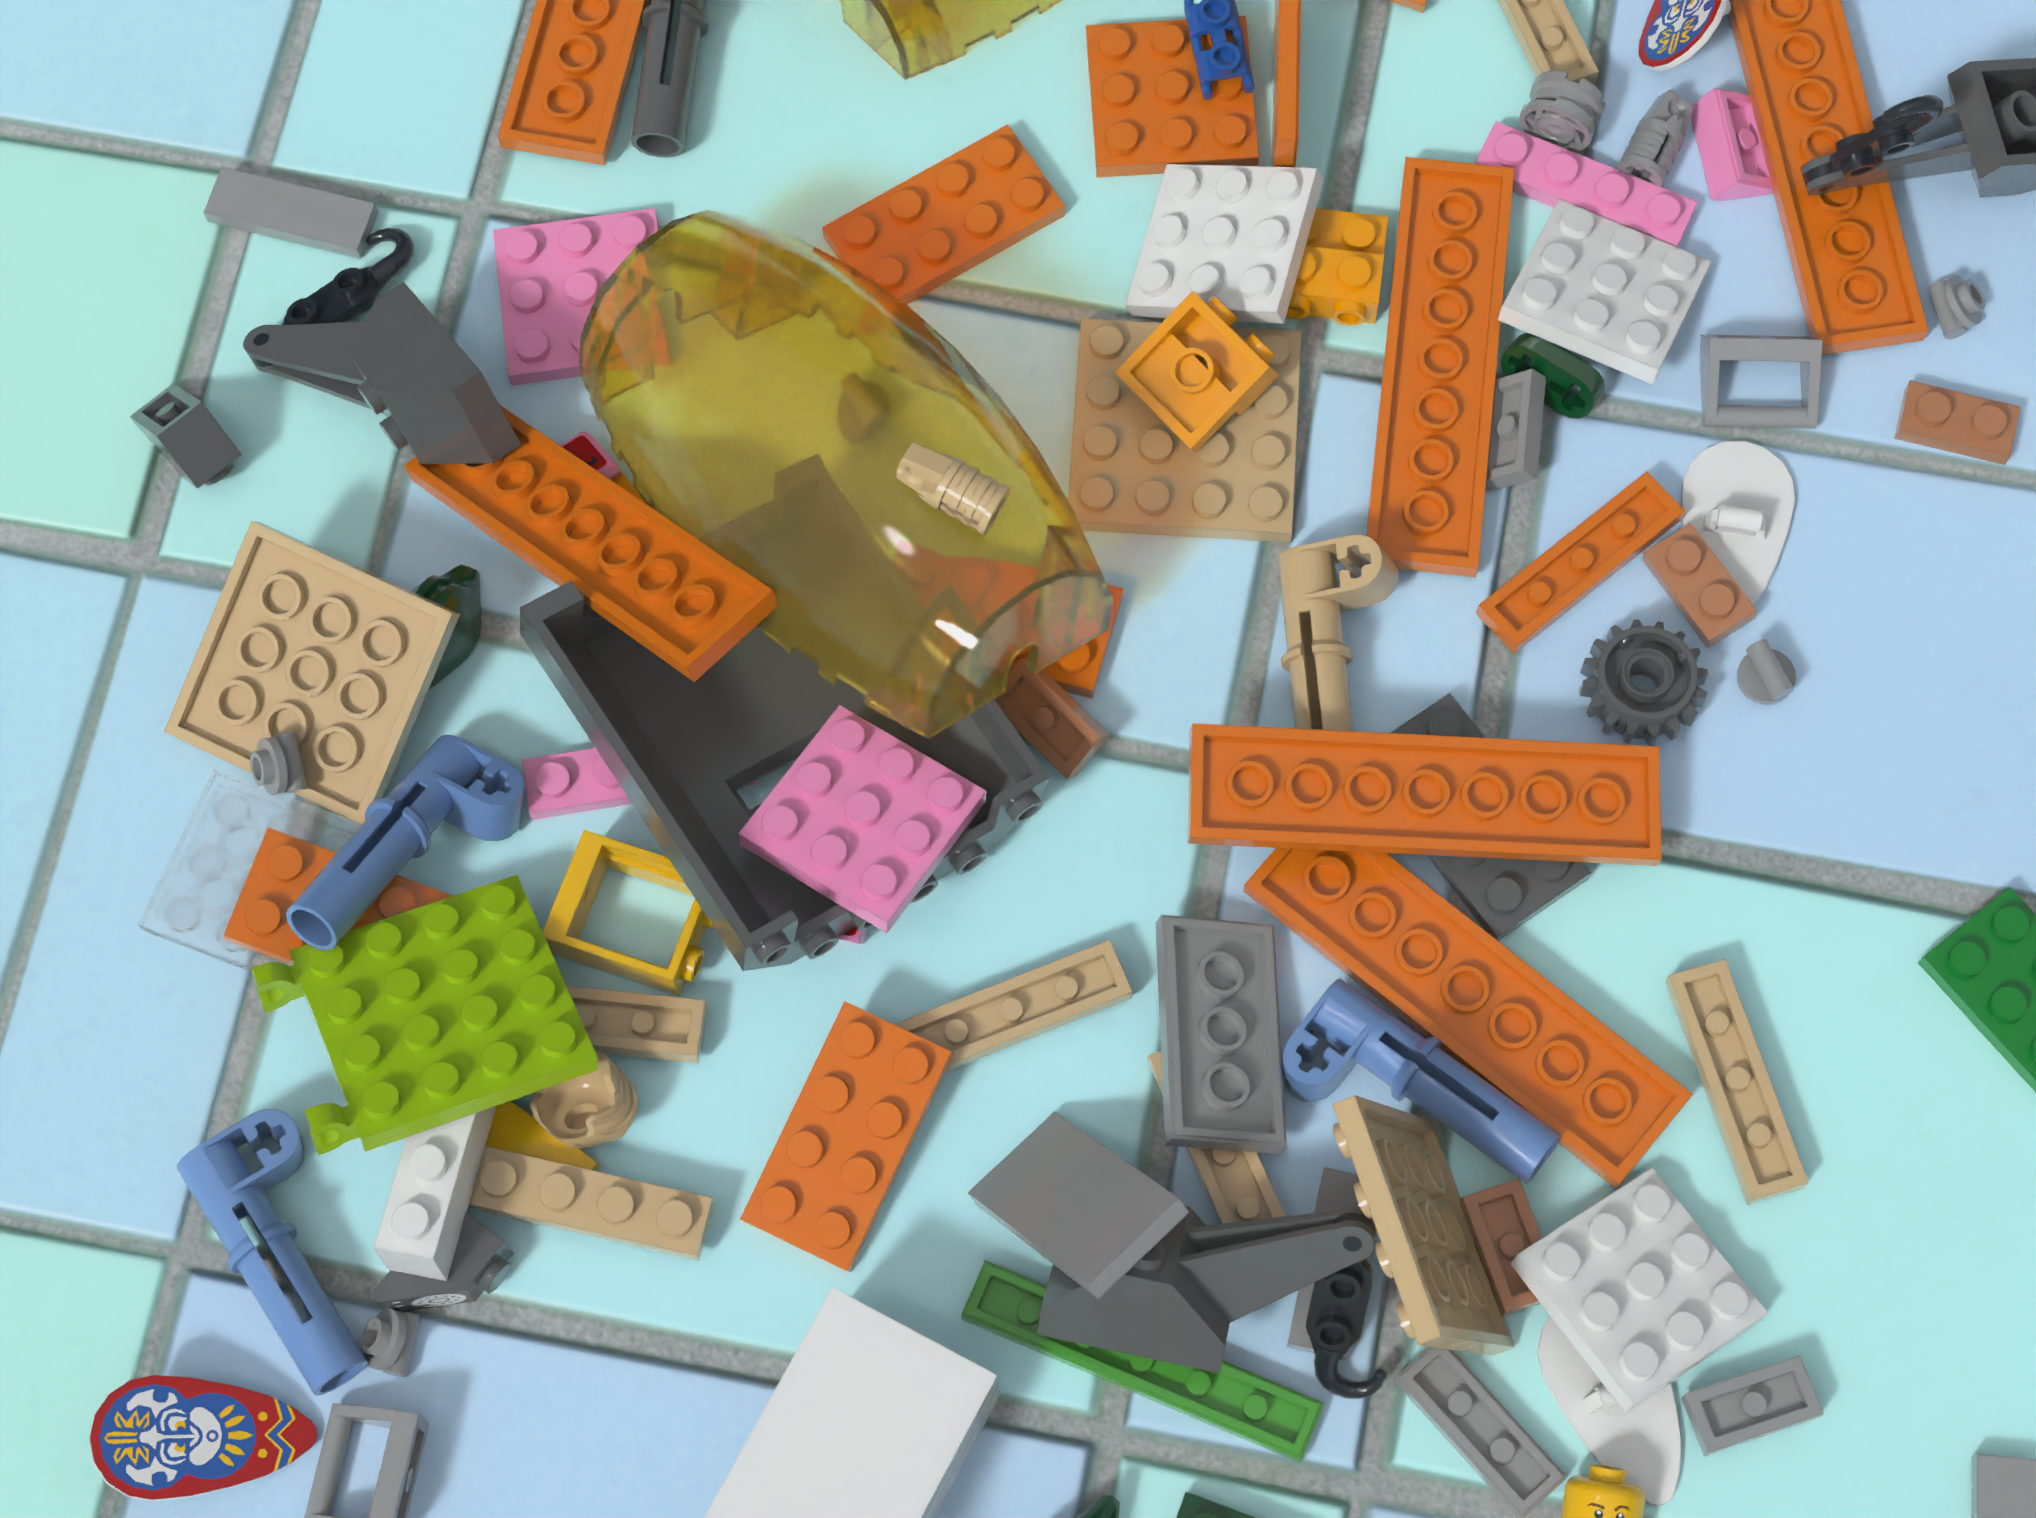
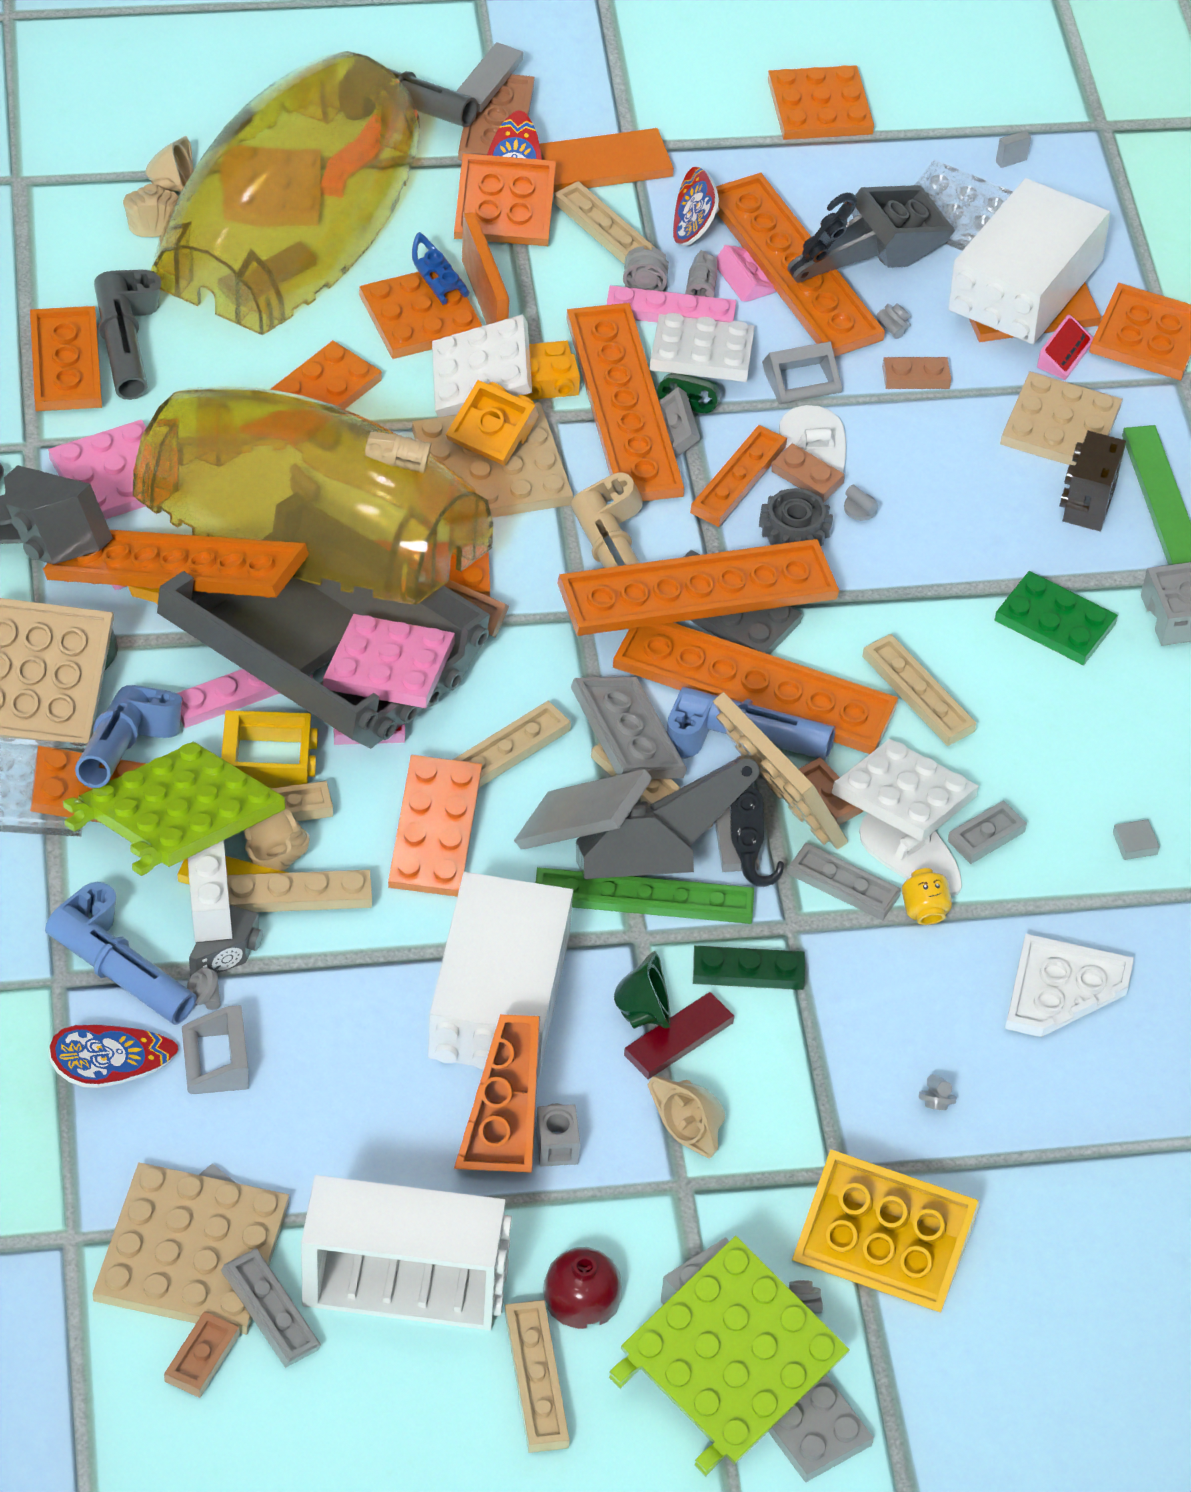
camera: 25 degrees left, 20 degrees down
(278, 765) = (28, 722): light grey plate -> none

